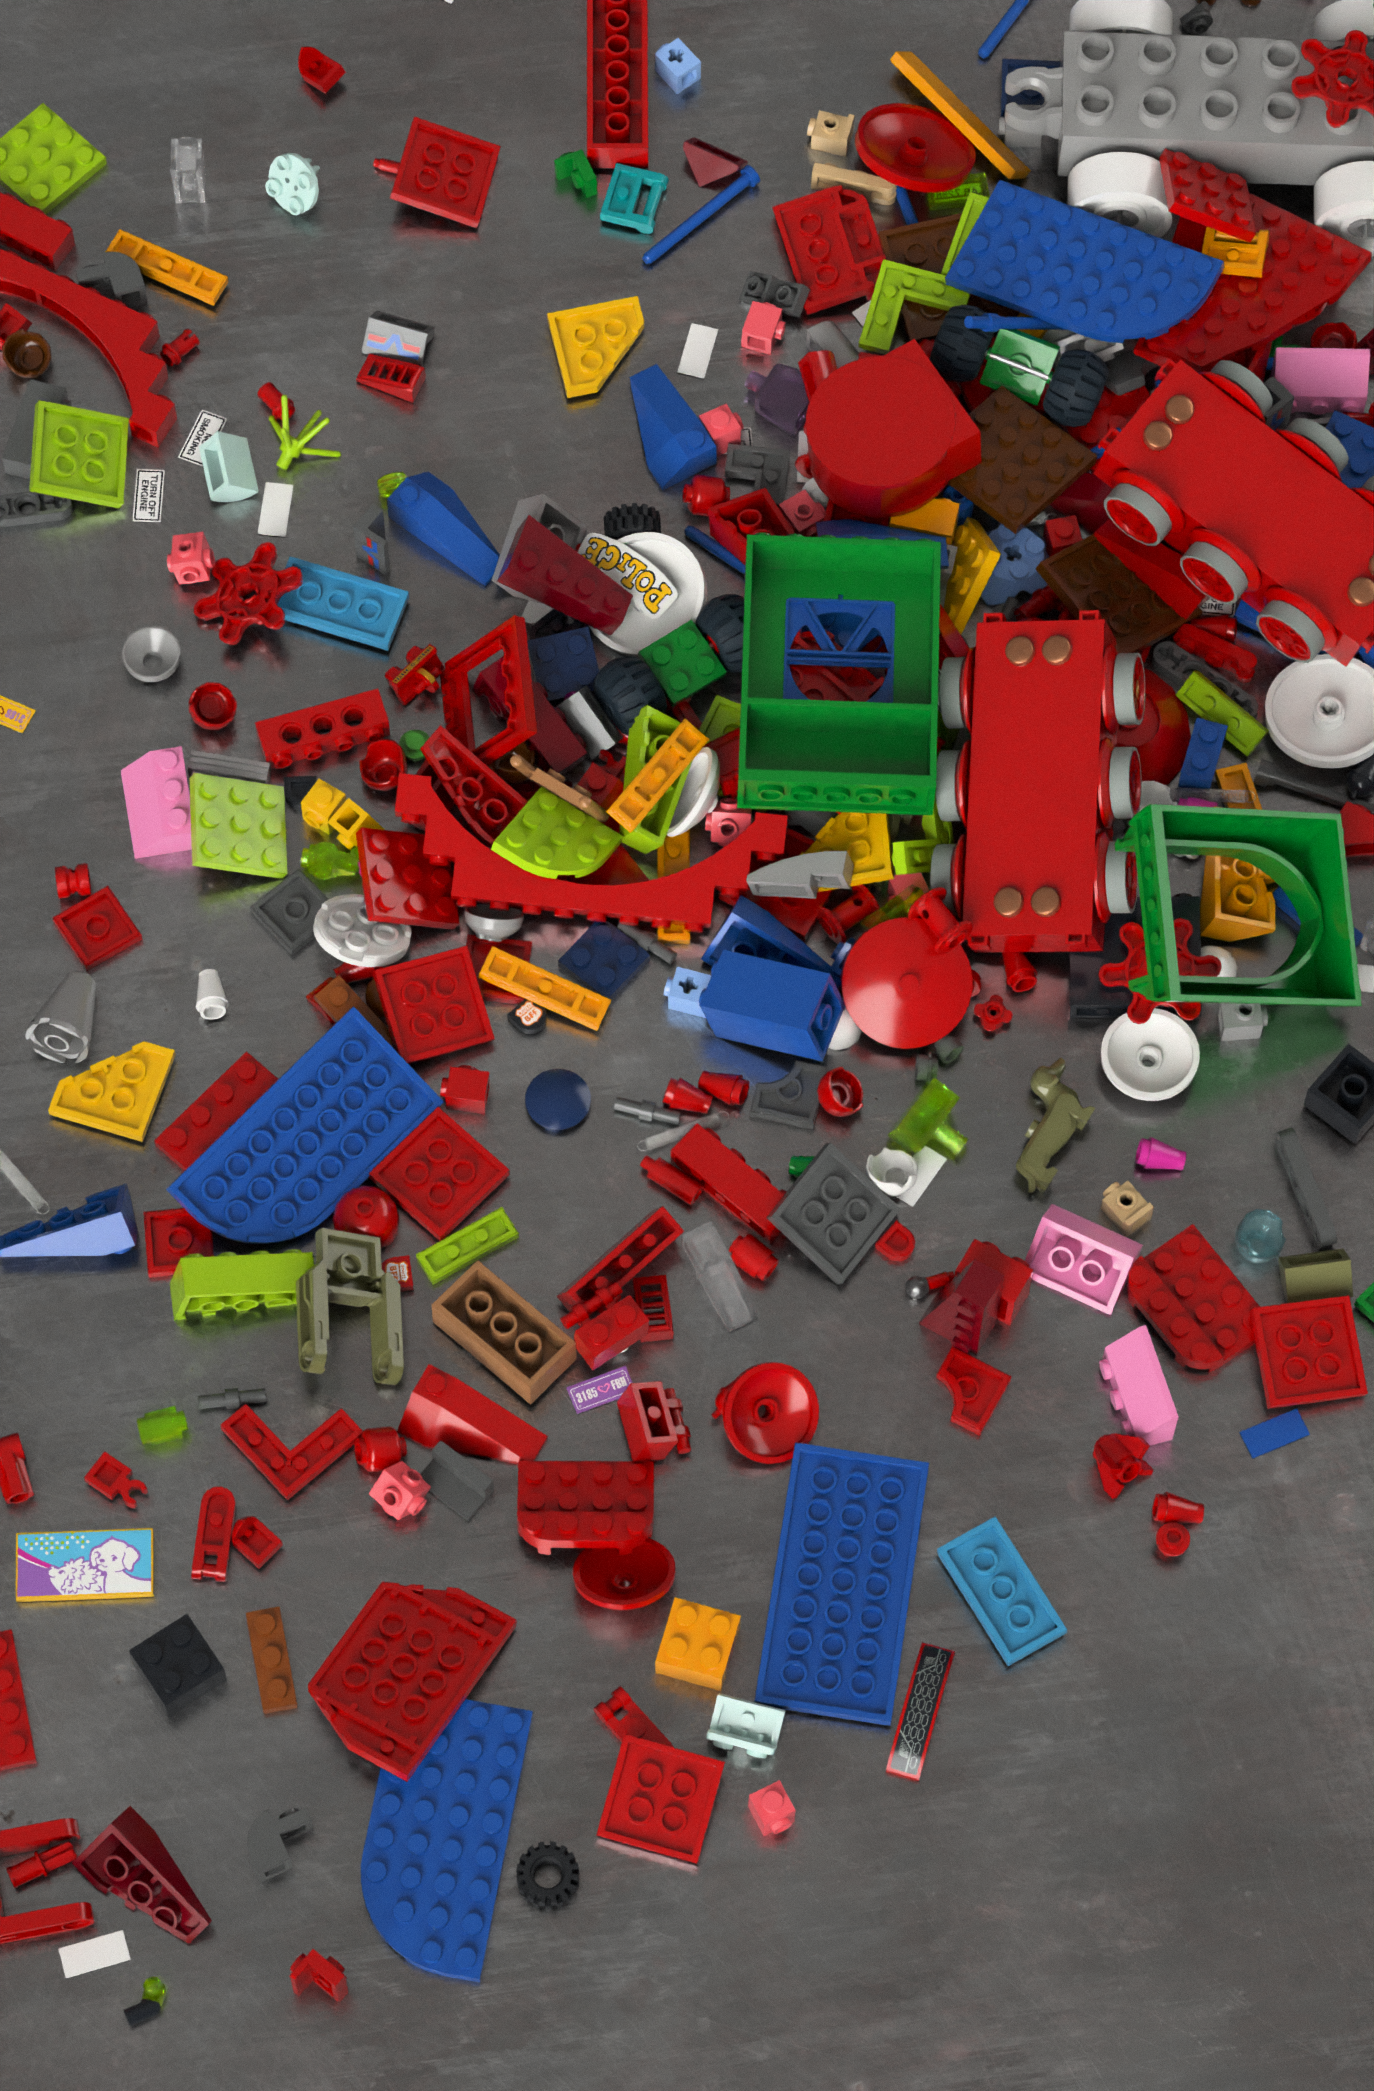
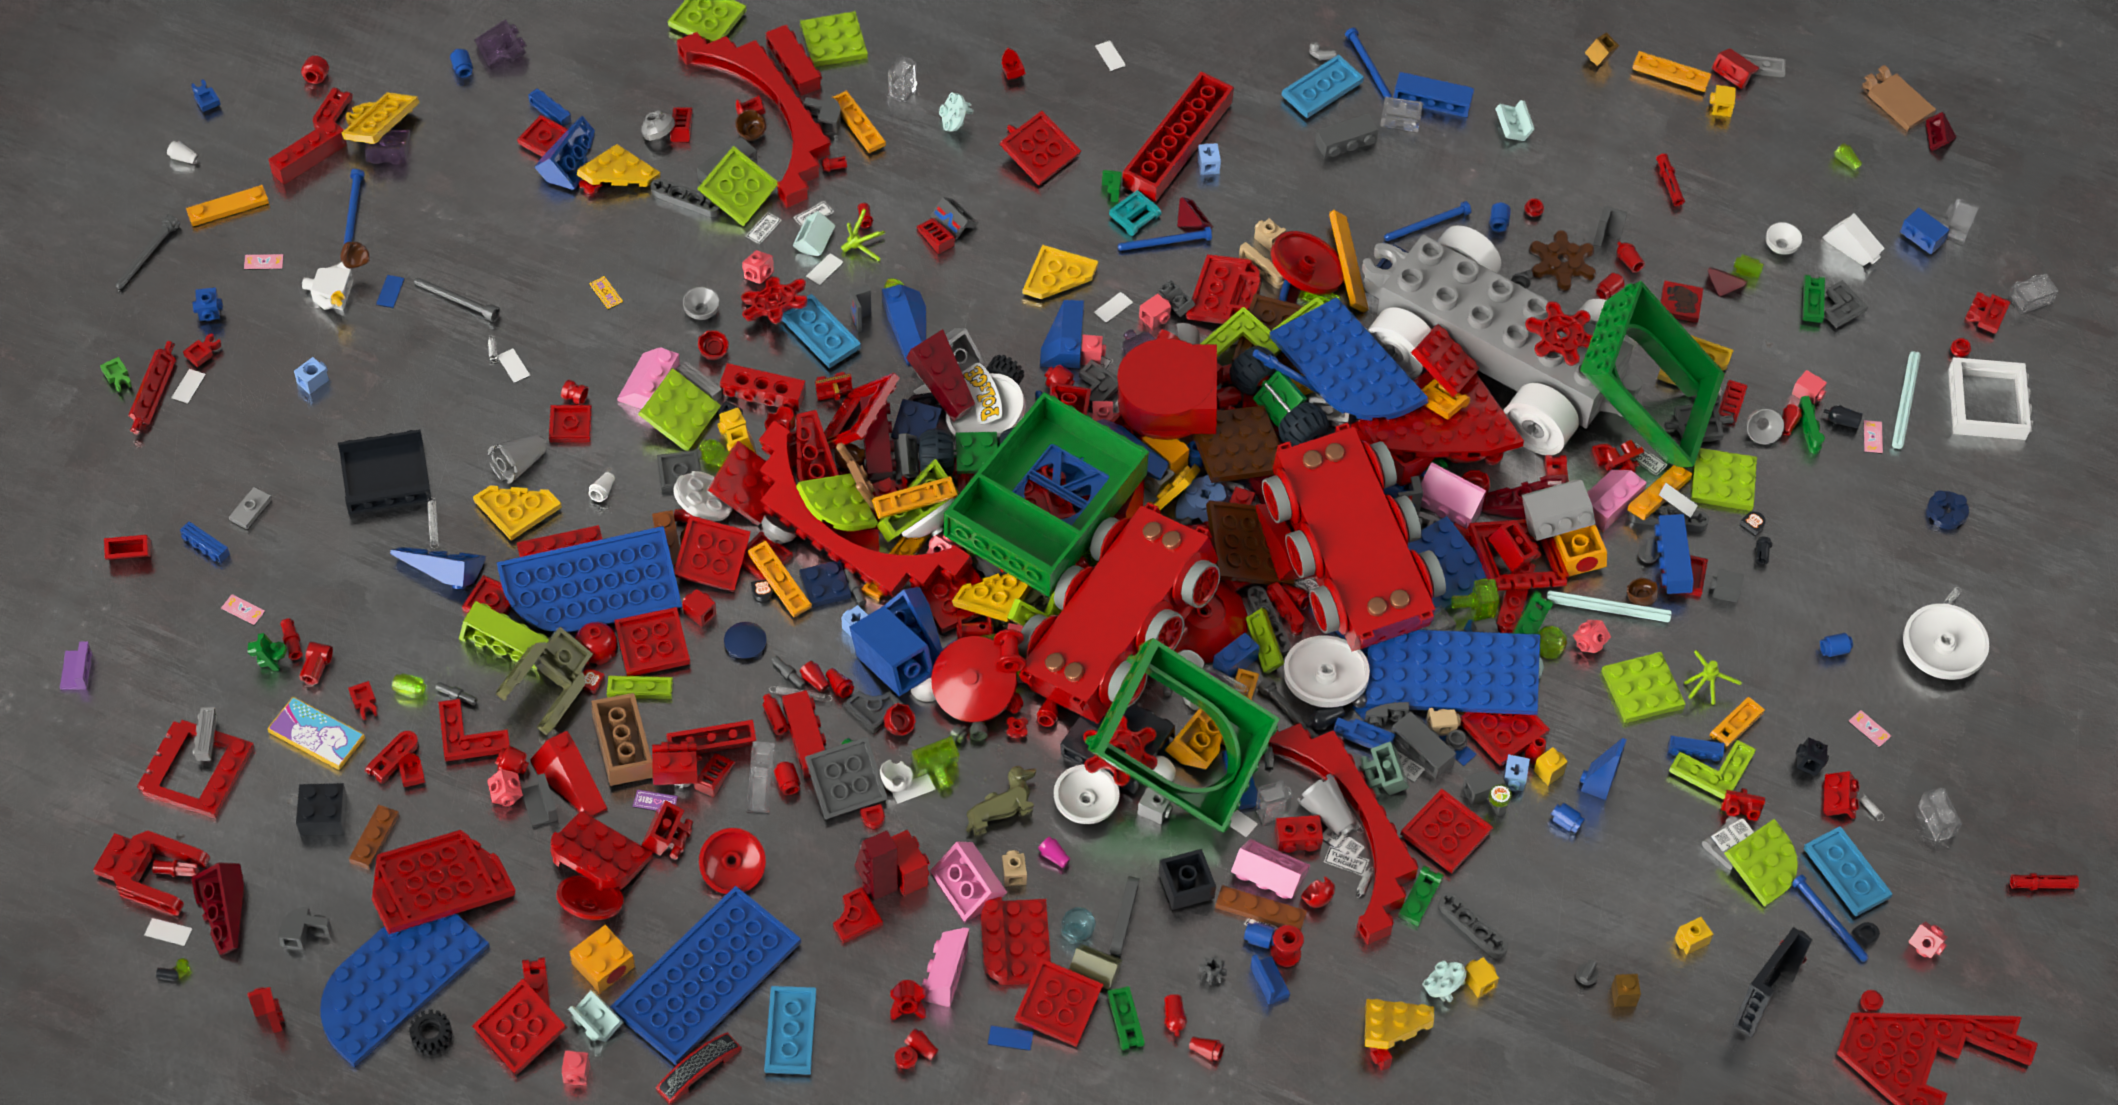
camera: 30 degrees right, 10 degrees down
(803, 875) = (958, 592): light grey slope -> none

